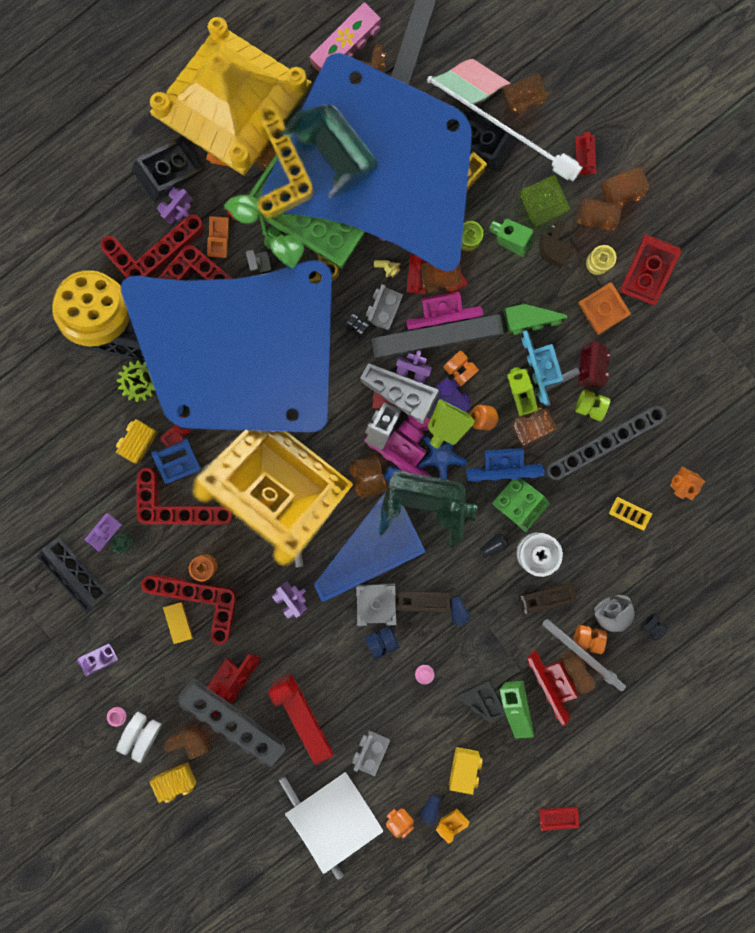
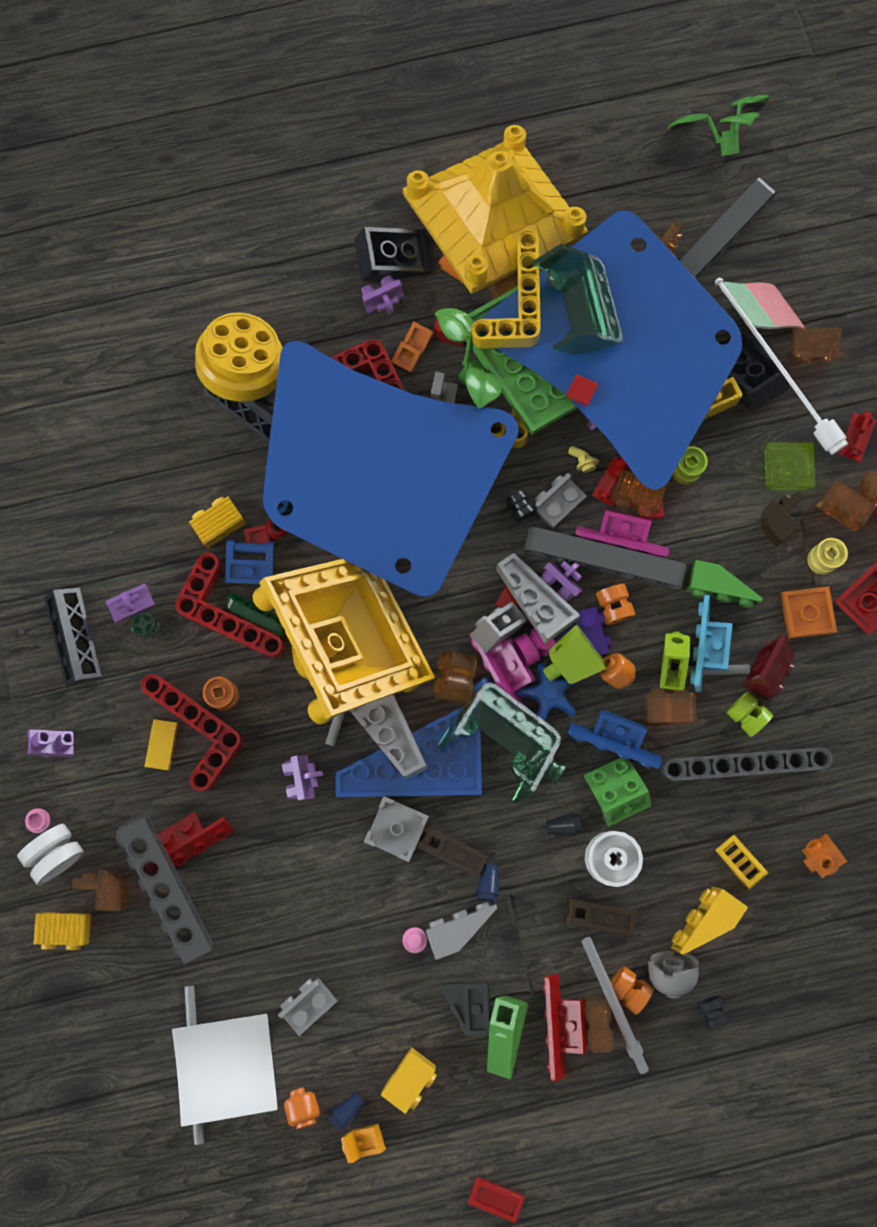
camera: 30 degrees right, 10 degrees down
(135, 388) = (245, 465): lime gear -> none
(156, 251) = (337, 332): red beam -> none
(186, 497) = (248, 610): none -> dark green beam
(287, 692) = (248, 927): red beam -> none
(343, 540) = (392, 734): none -> light grey wing
(349, 36) = (651, 204): bright pink brick -> none
(364, 217) = (582, 390): none -> red tile
(382, 642) = (382, 877): dark blue wheel -> none
(450, 658) = (453, 934): none -> light grey slope
(519, 237) = (738, 487): bright green torso -> none
(626, 566) = (714, 917): none -> yellow slope

